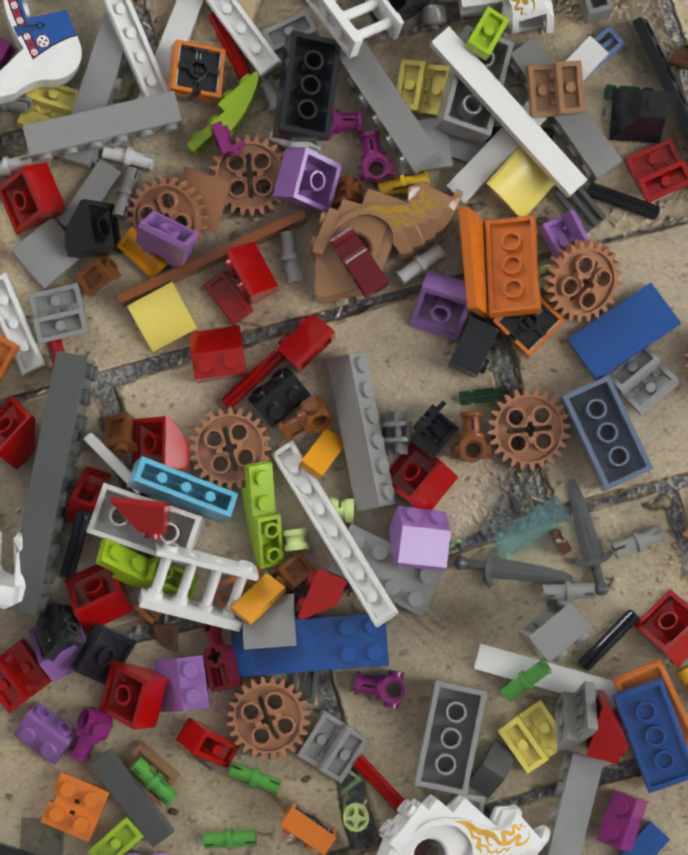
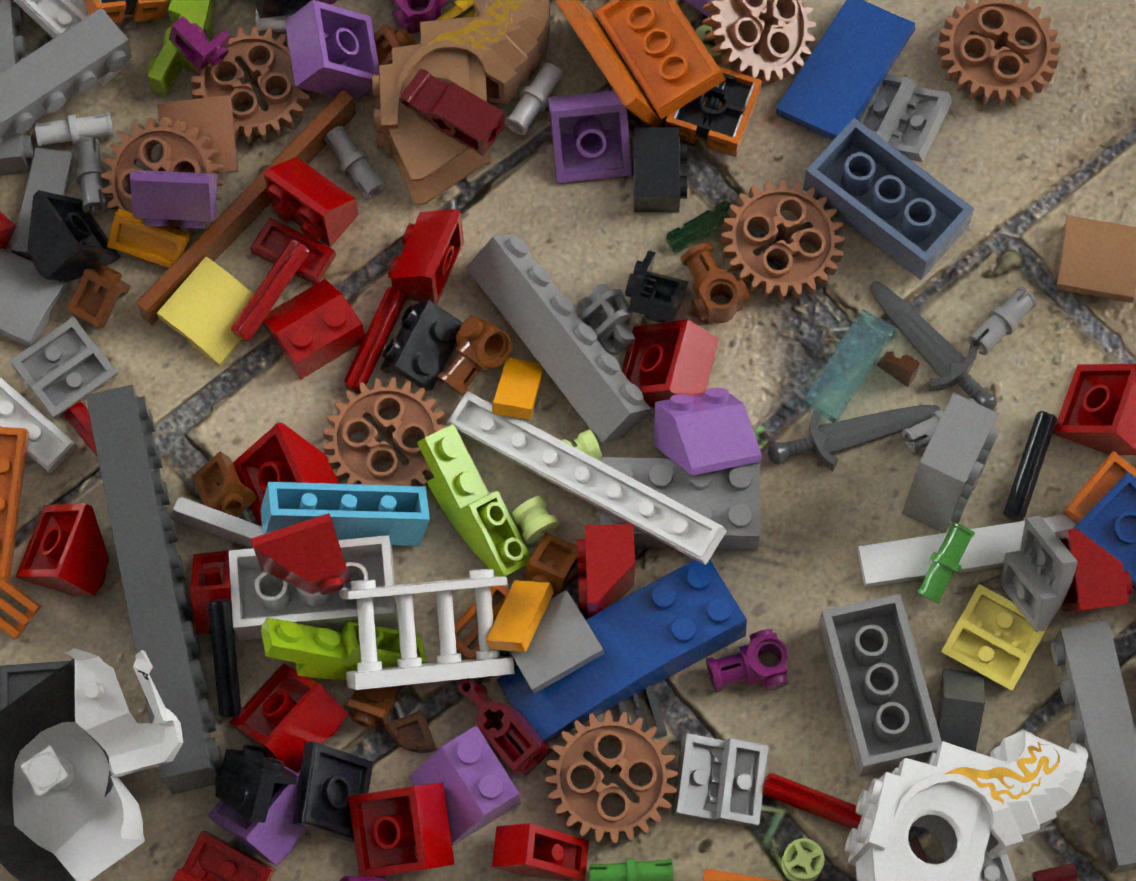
camera: 25 degrees left, 15 degrees down
(201, 320) = (269, 290): none -> red axle

